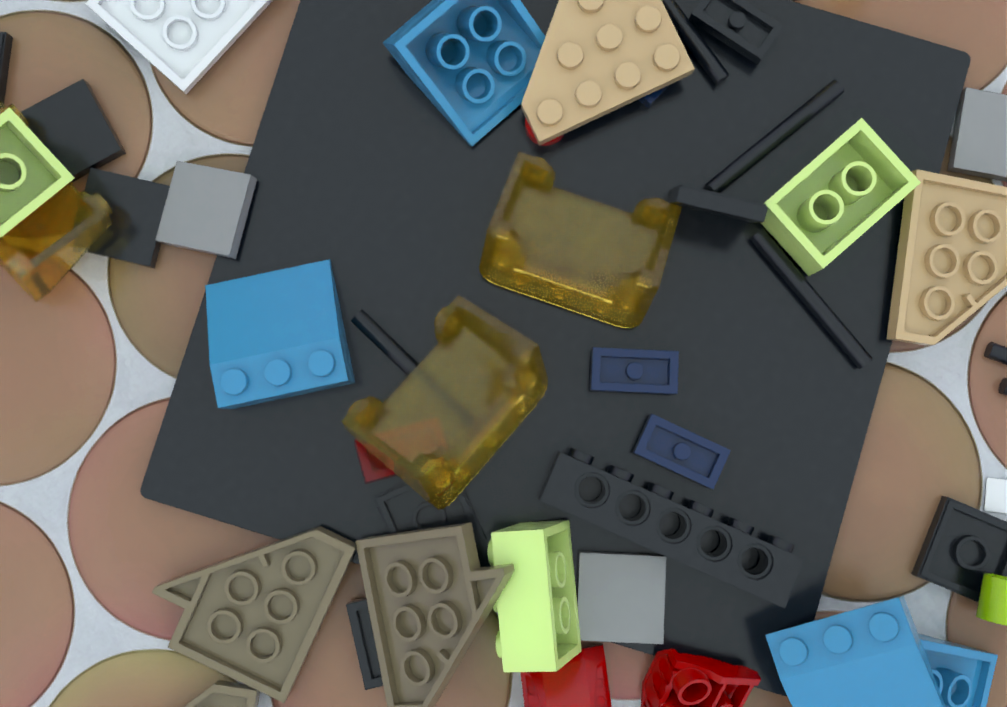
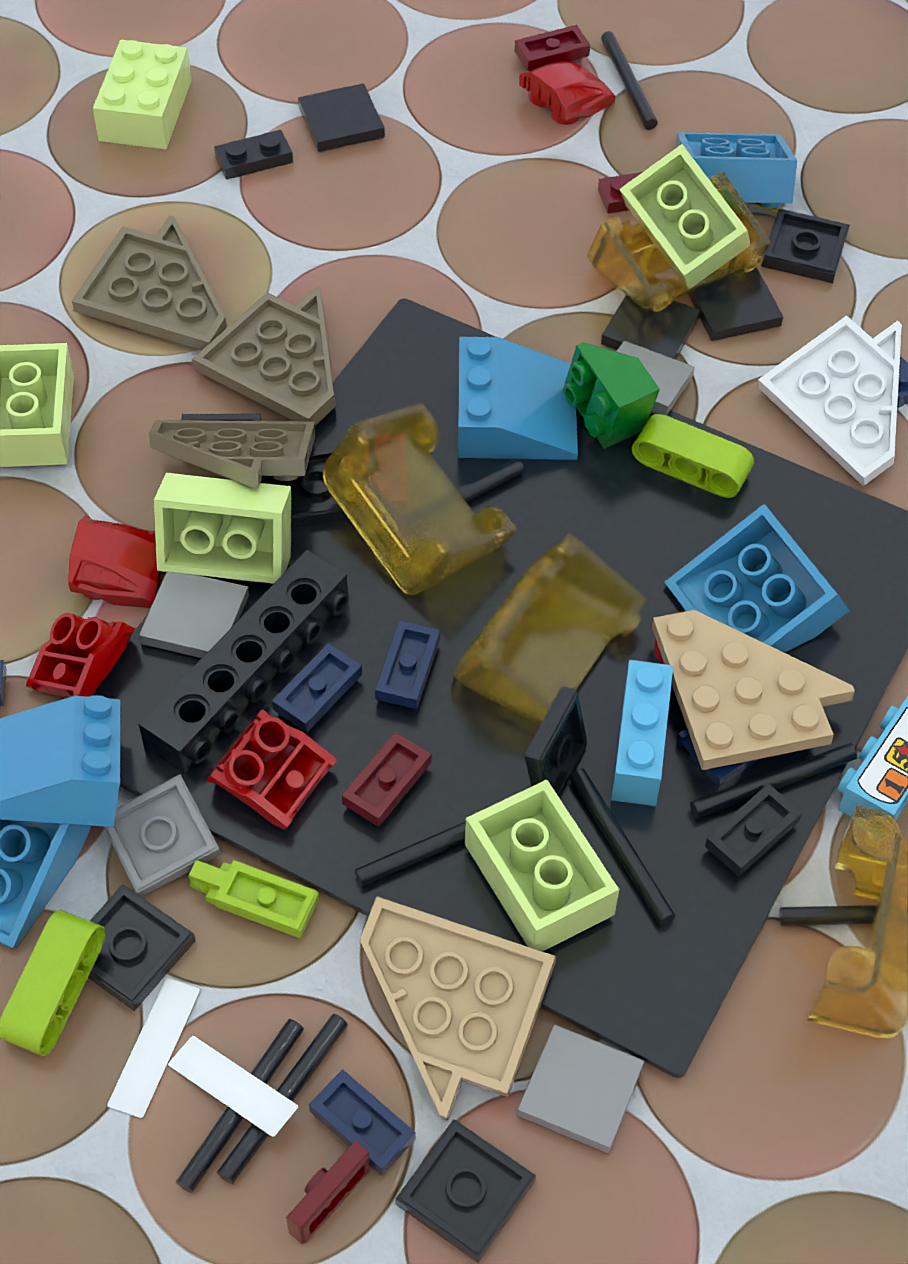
camera: 100 degrees right, 30 degrees down
(267, 228) = (610, 392): none -> green slope
(311, 139) = (693, 455): none -> lime beam
(665, 133) = (642, 733): none -> medium azure brick
(765, 360) = (386, 779): none -> dark red plate
(786, 473) = (272, 768): none -> red slope
(863, 555) = (161, 836): none -> light grey tile
(899, 452) = (256, 895): none -> lime hinge

